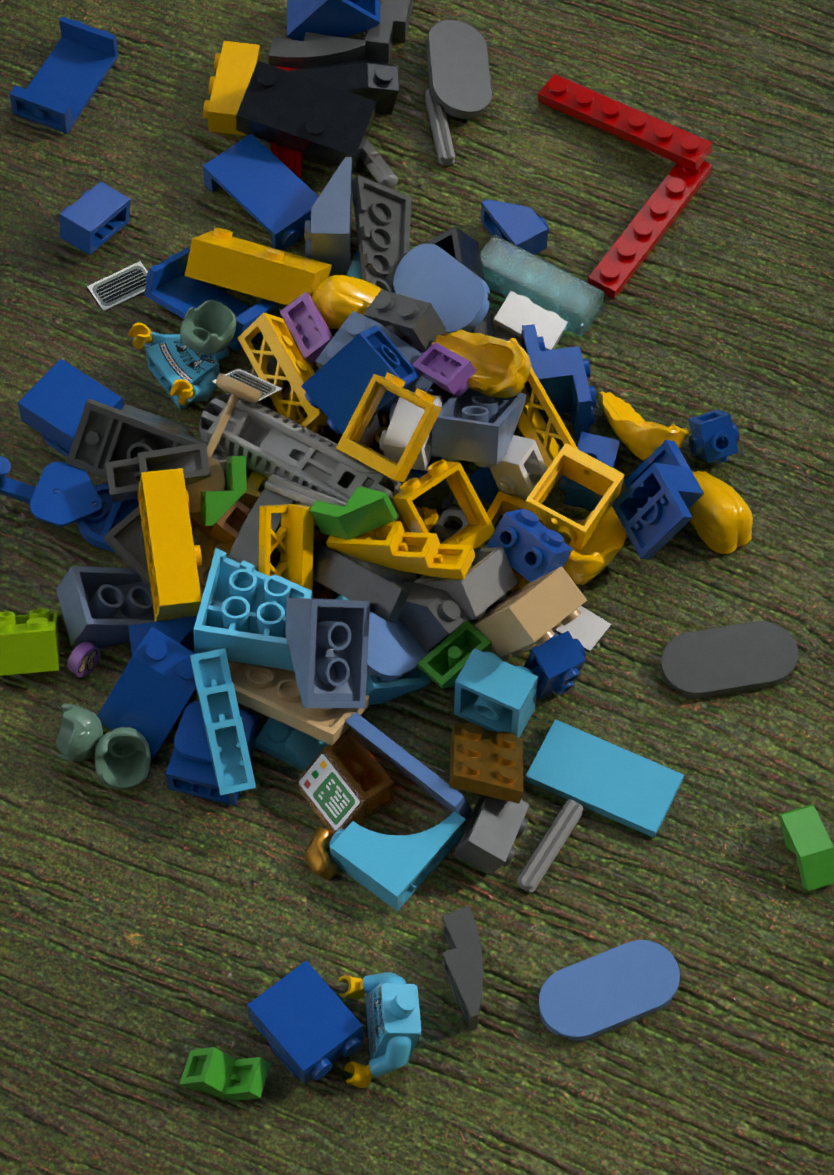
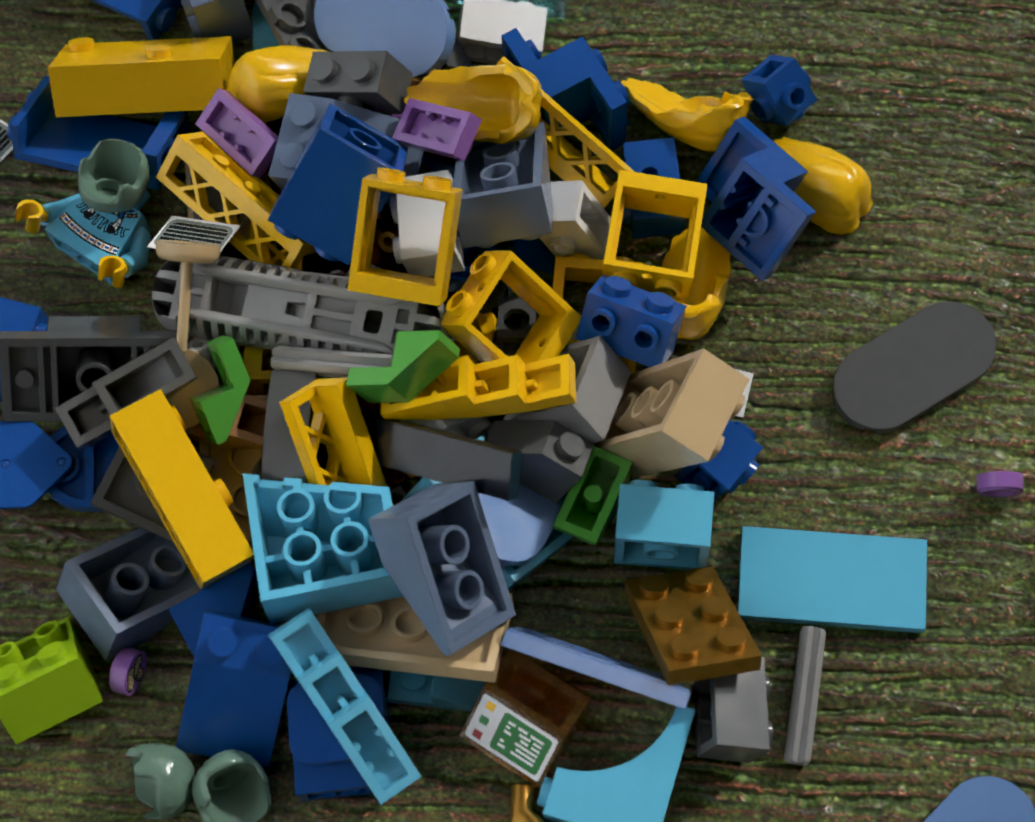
camera: 15 degrees left, 10 degrees up
(754, 756) = (1000, 483): none -> medium lavender tile

